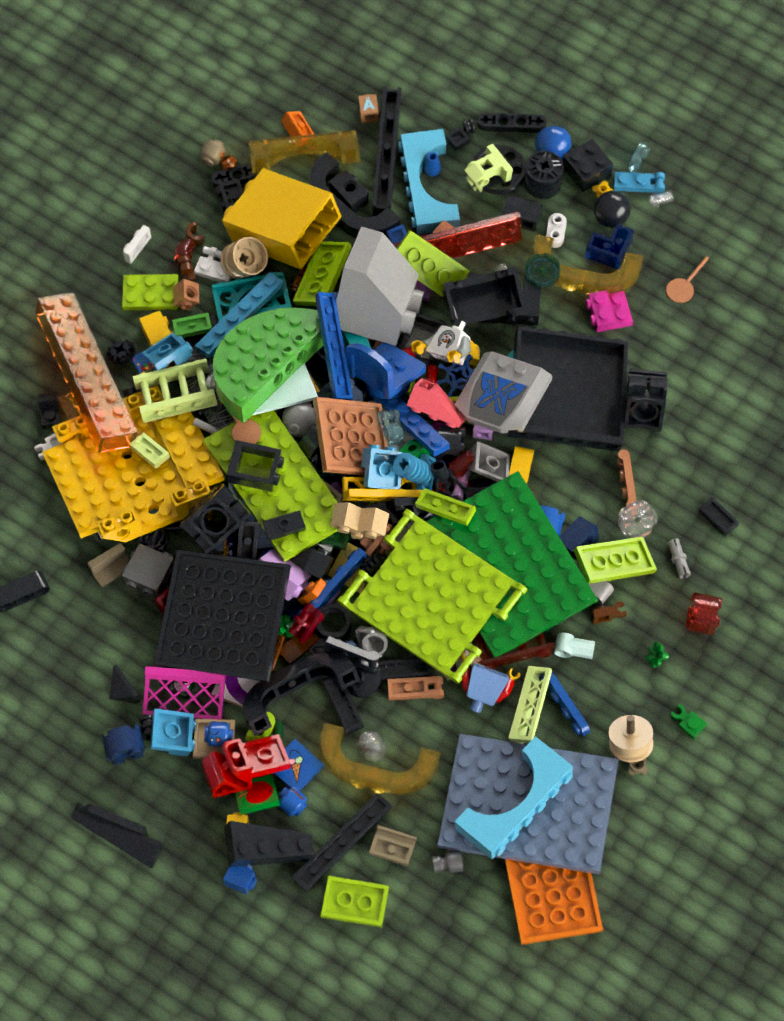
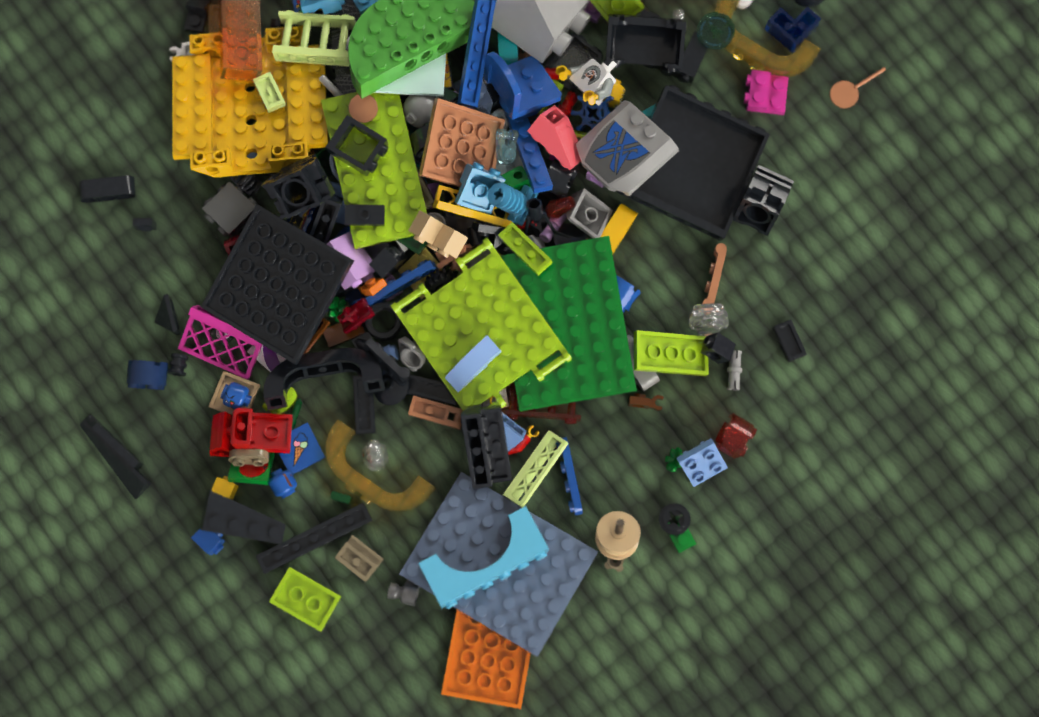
camera: 20 degrees right, 15 degrees up
(68, 610) = (144, 224): none -> black tile
(109, 565) = (197, 191): dark tan panel -> none
(173, 732) = (196, 378): dark azure plate -> none
(252, 784) = (243, 457): none -> dark tan plate
(354, 795) = (339, 497): none -> dark green tile
(437, 622) = (473, 363): none -> light blue slope
(477, 695) = (486, 445): none -> black brick
(570, 646) = (596, 422): light aqua piece -> none
(579, 533) = (645, 317): dark blue brick -> none
(656, 542) = (718, 348): none -> black brick
(678, 698) = (676, 510): none -> black gear
(683, 646) = (702, 462): none -> medium blue plate

